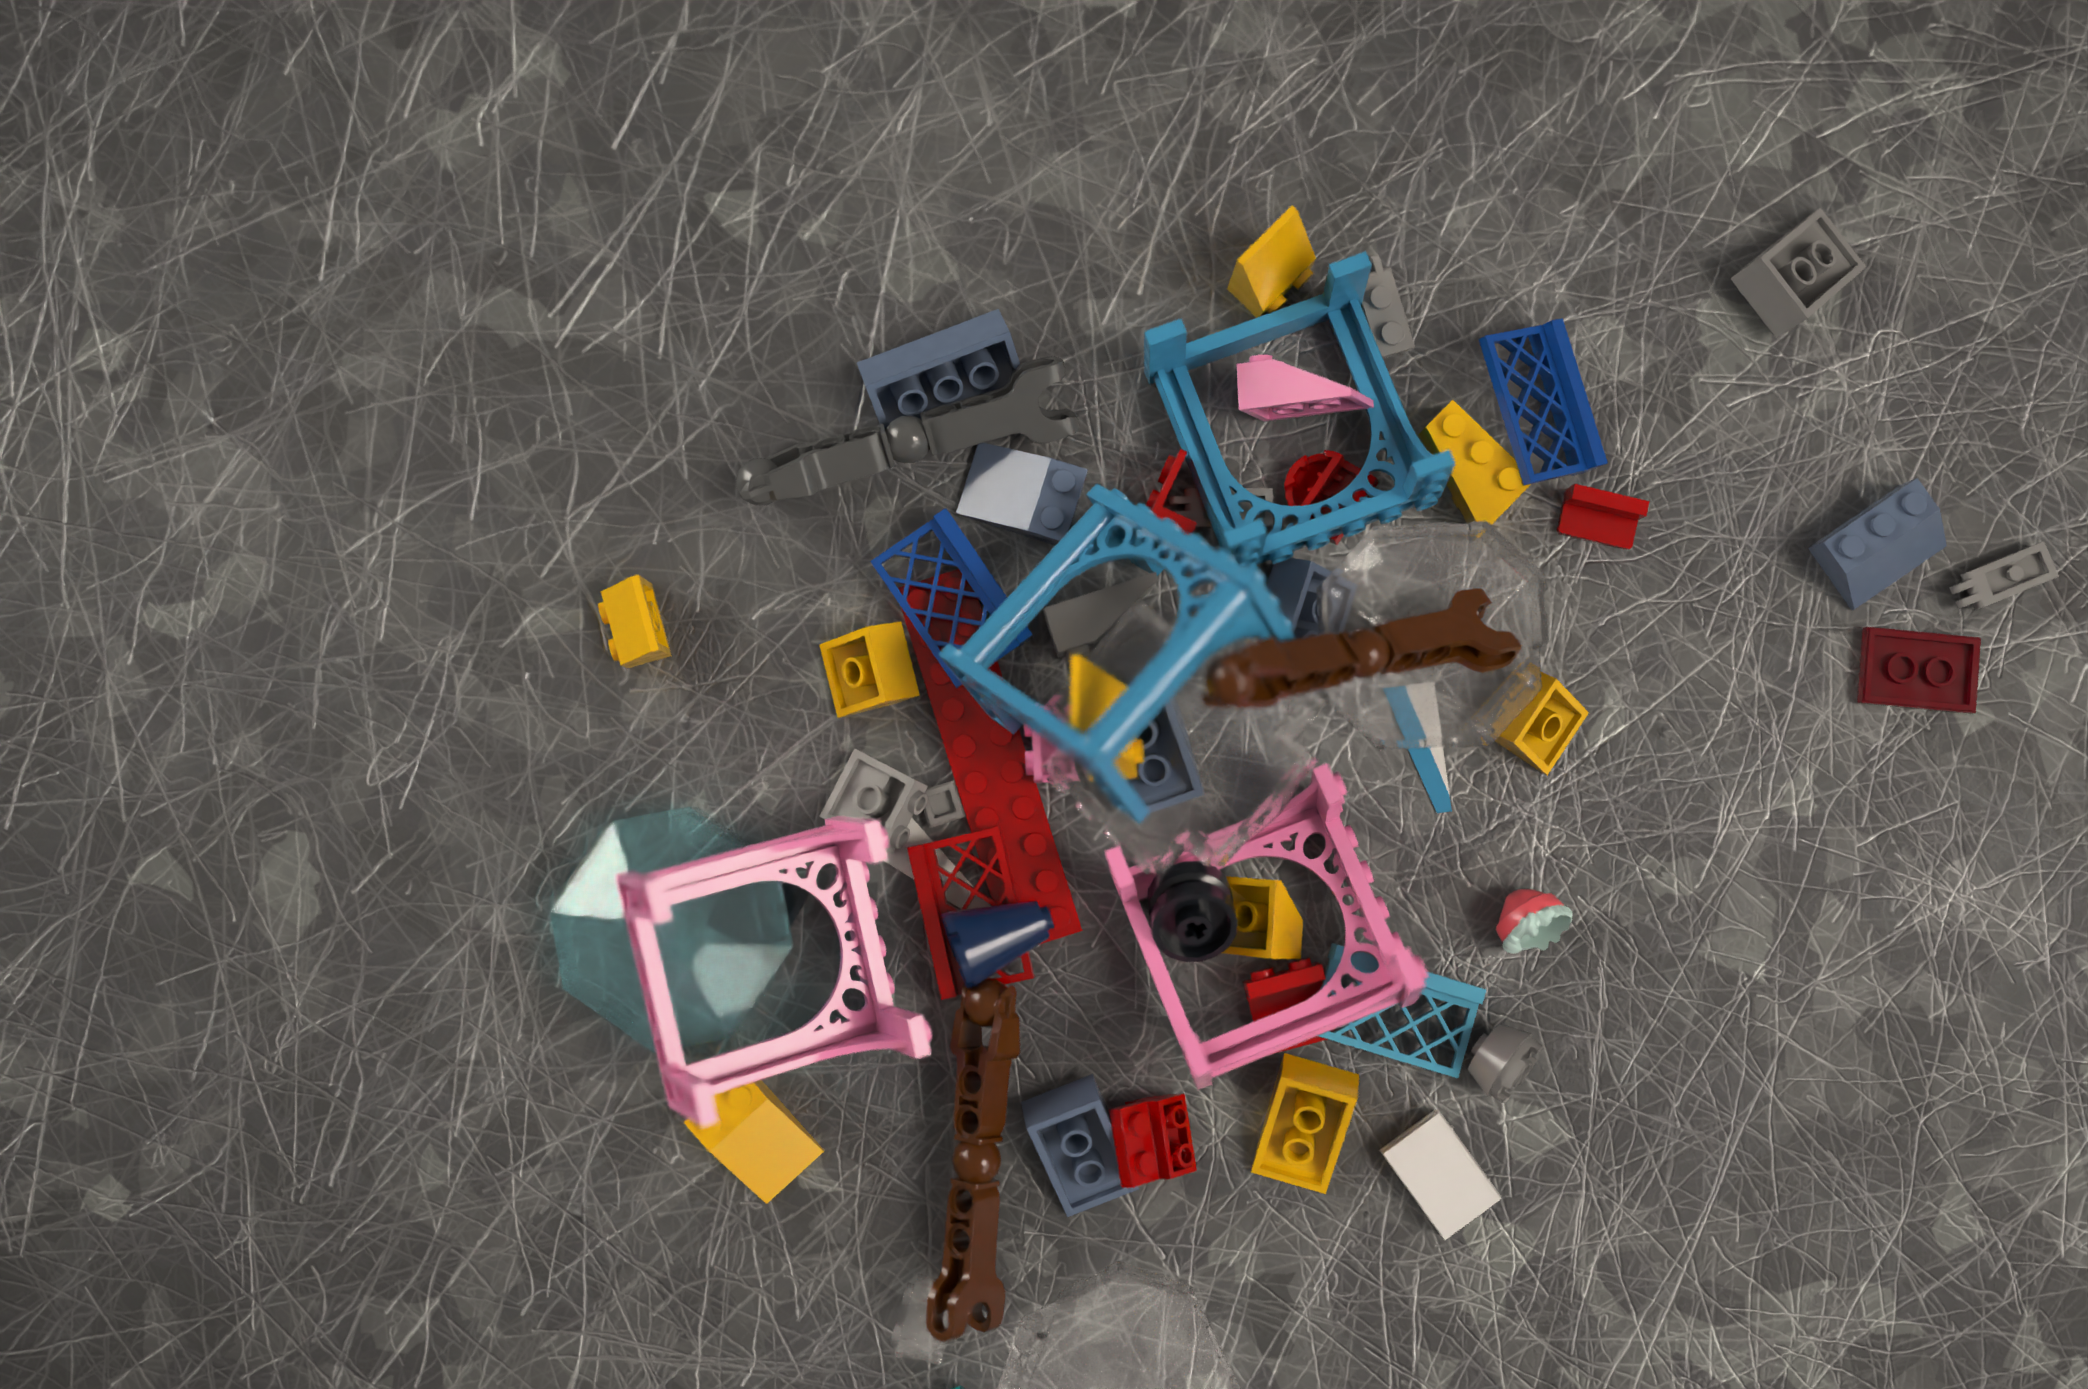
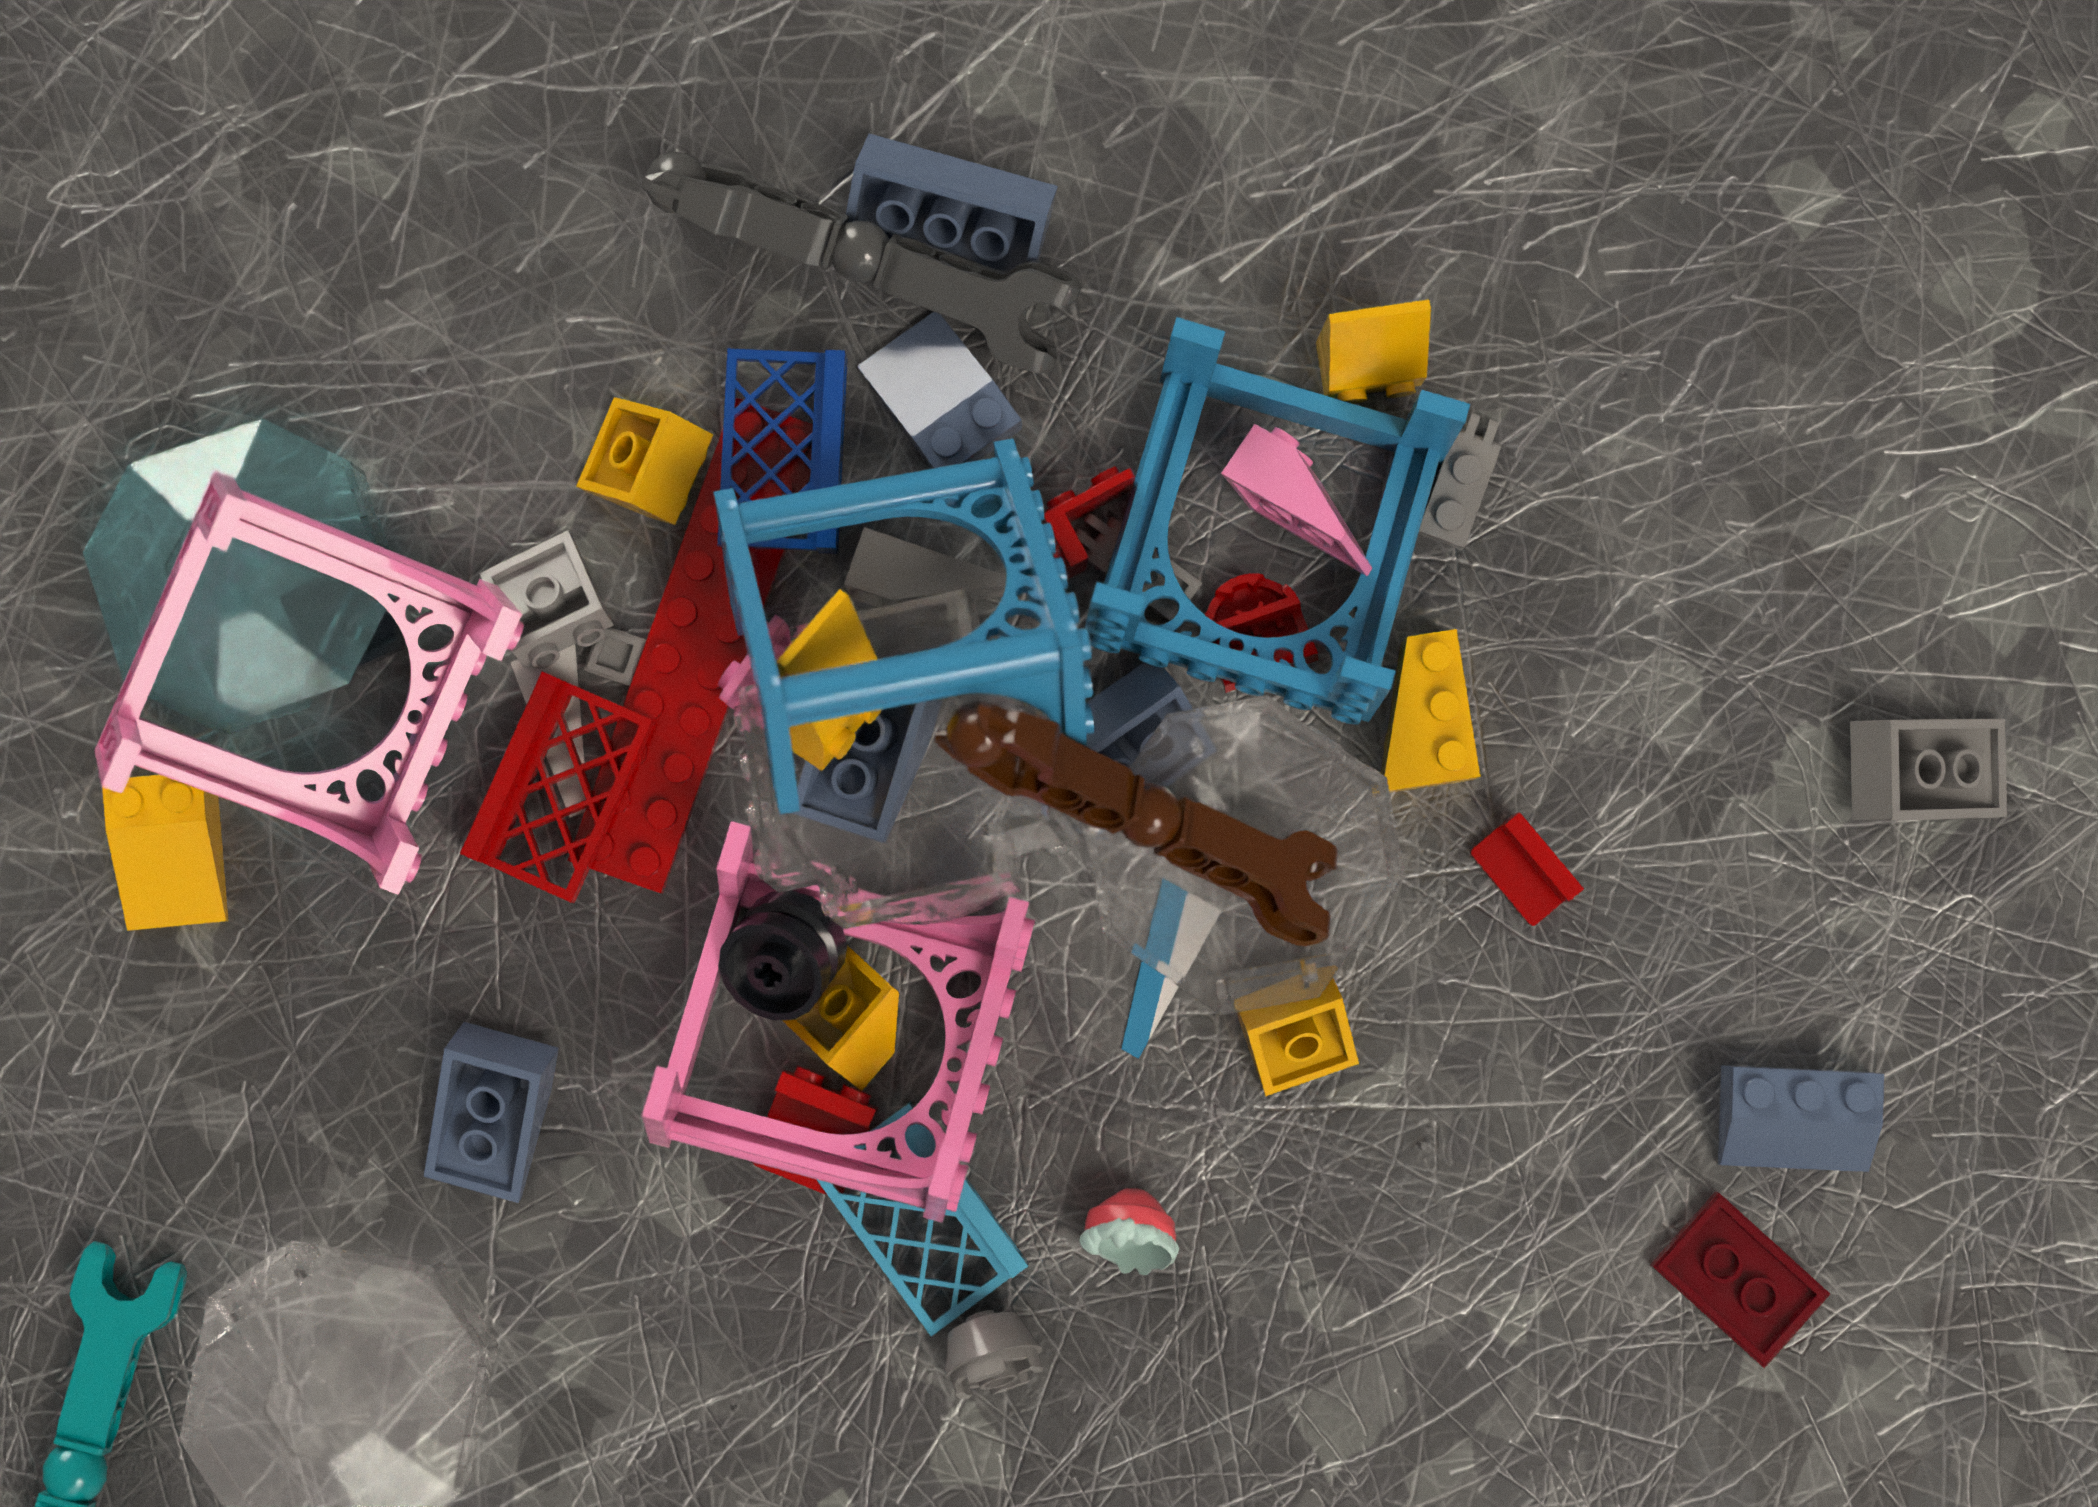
camera: 35 degrees right, 0 degrees up
(634, 622) = (440, 232): yellow slope -> none
(912, 1334) = (200, 1171): clear bracket -> none
(974, 1201) = (334, 1085): reddish brown piece -> none
(994, 936) = (558, 827): dark blue cone -> none
(1152, 1139) = (567, 1161): red brick -> none
(1306, 1123) = (739, 1263): yellow slope -> none
(1440, 1174) = (839, 1422): white piece -> none
(1563, 397) = (1578, 715): blue fence -> none
(2006, 576) = (1905, 1250): light grey hinge -> none

